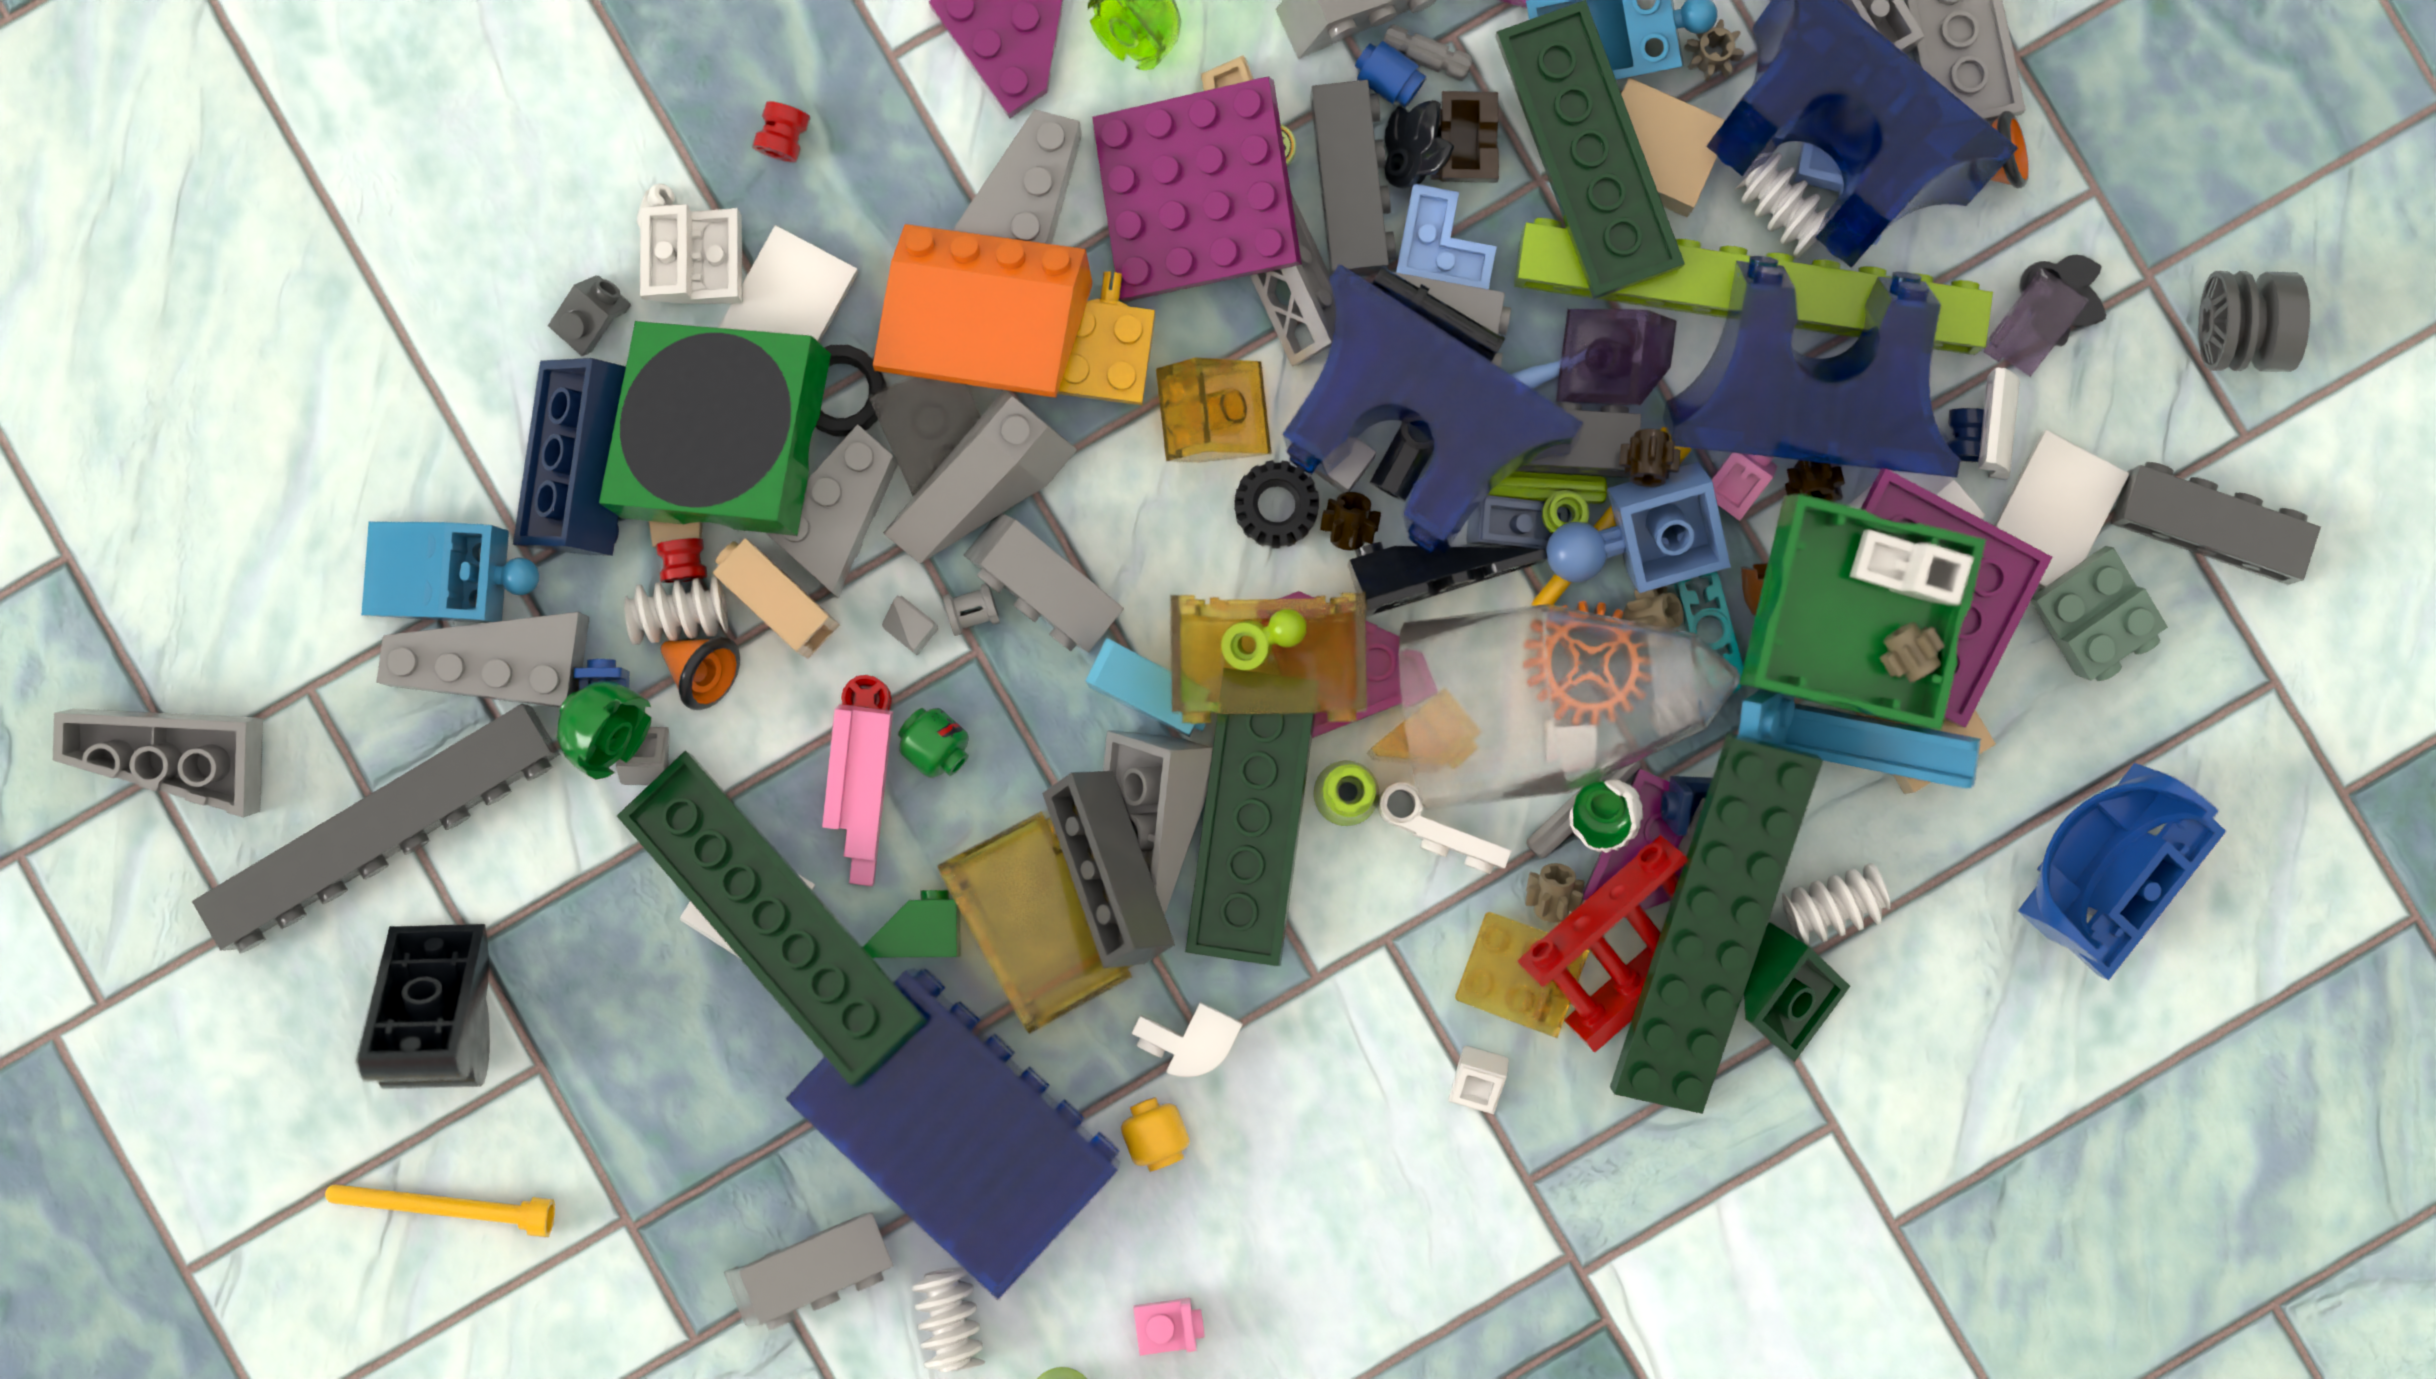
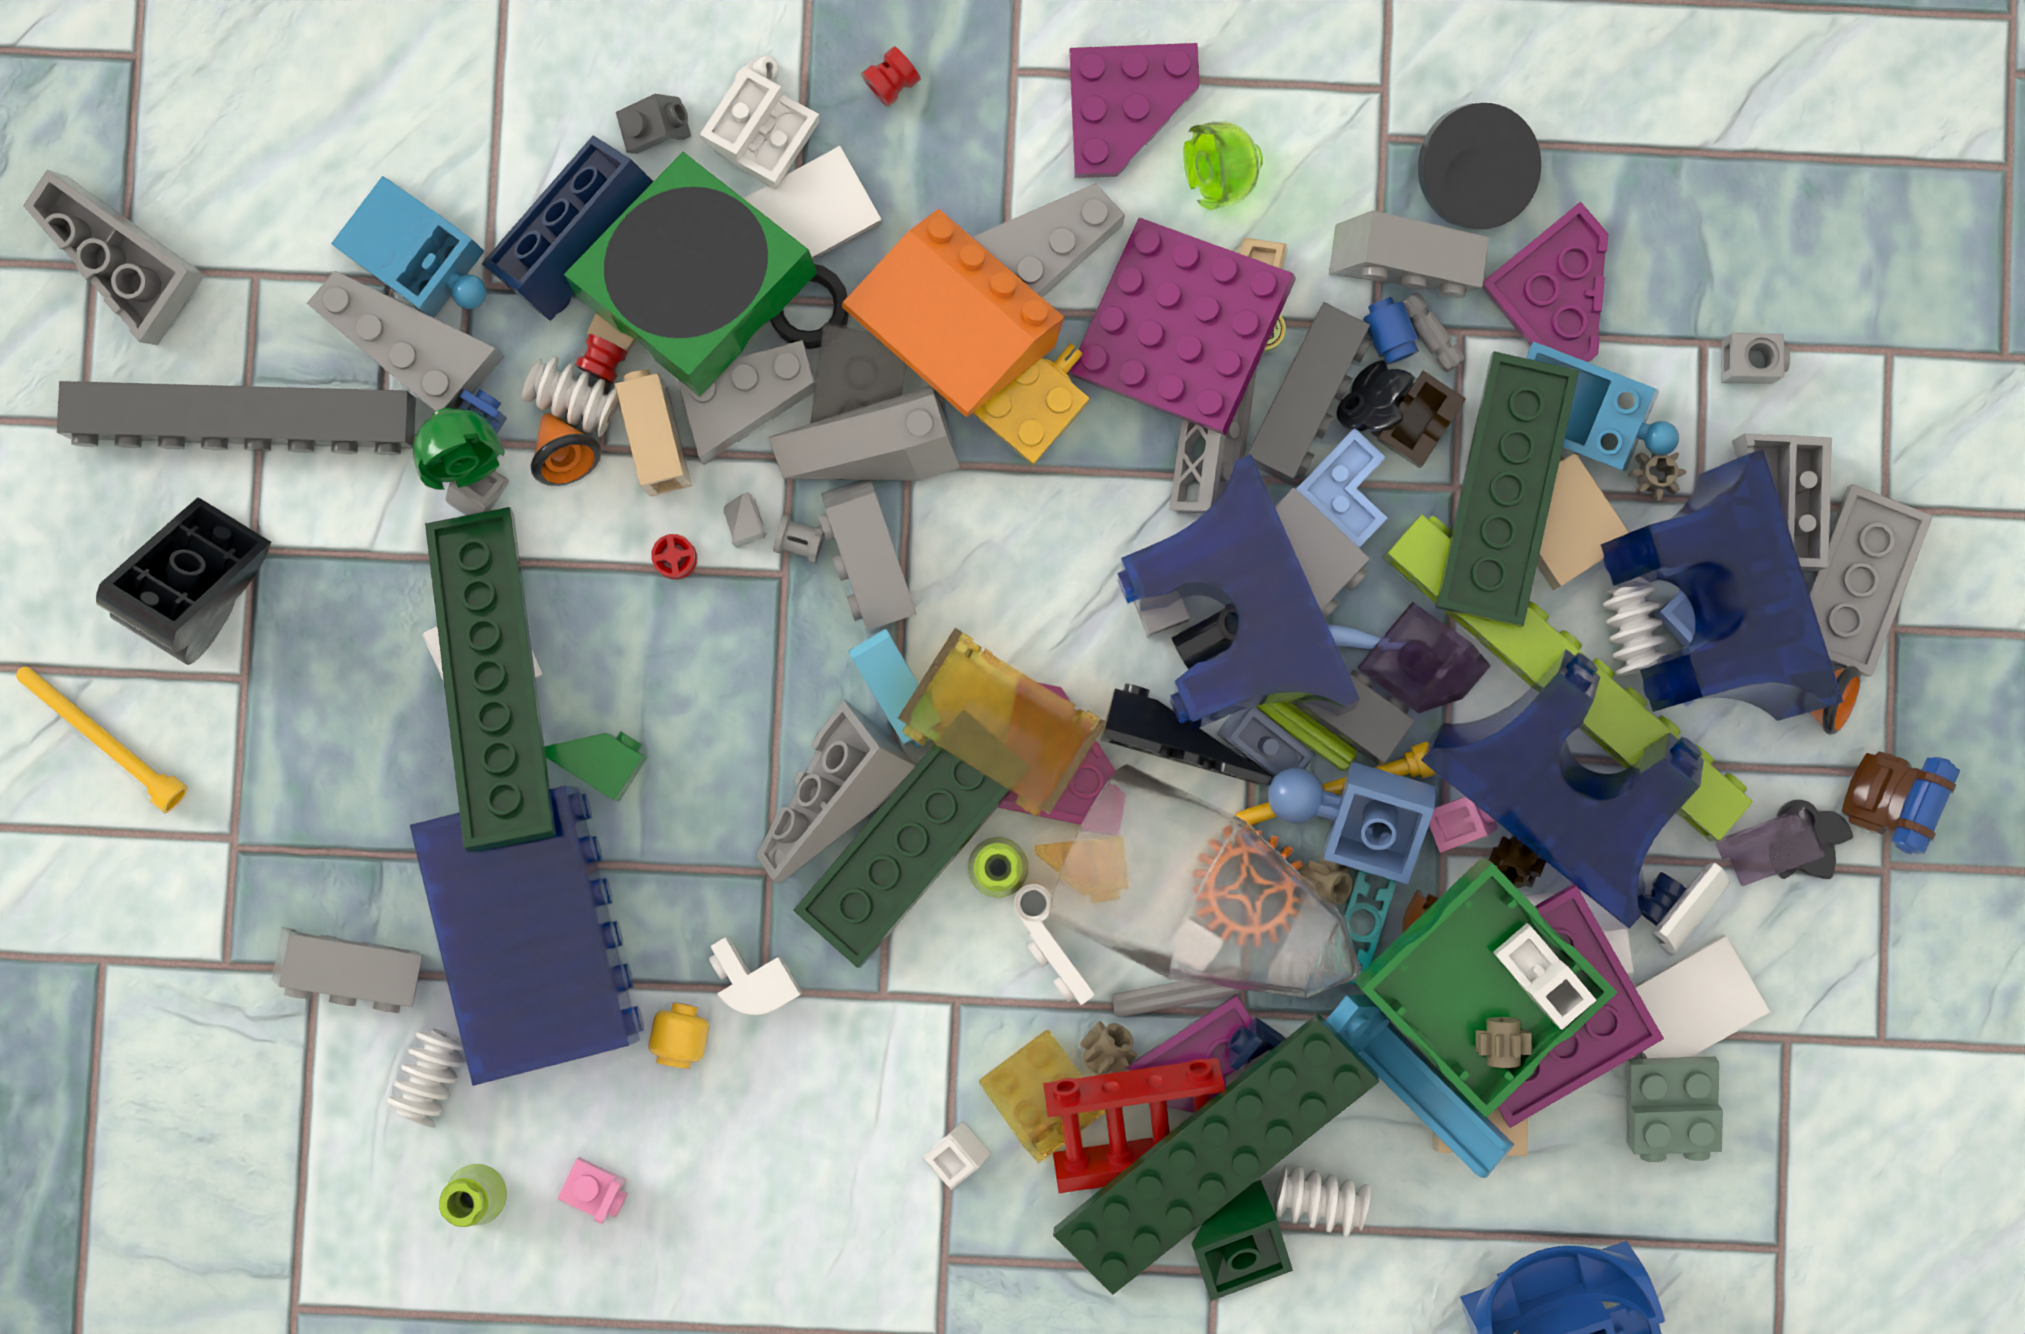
camera: 30 degrees right, 0 degrees up
(858, 784) = (625, 618): bright pink piece -> none
(933, 742) = (703, 623): green head -> none
(1030, 921) = (691, 812): clear yellow windscreen -> none
(1108, 869) = (773, 807): dark grey brick -> none
(1213, 410) = (1085, 504): clear yellow slope -> none
(1276, 475) = (1068, 627): black tyre -> none
(1284, 628) = (1028, 710): lime plate -> none
(1350, 521) = (1136, 658): dark brown gear -> none
(1440, 314) = (1305, 542): black pin -> none
(1569, 500) = (1315, 749): lime plate -> none
(1606, 815) = (1186, 1015): green hair -> none
(1649, 458) = (1398, 759): dark brown gear -> none
(2123, 204) = (1900, 798): none -> reddish brown piece
(2216, 523) = (1812, 1095): dark grey brick -> none
(2254, 321) = (1944, 956): dark grey wheel -> none

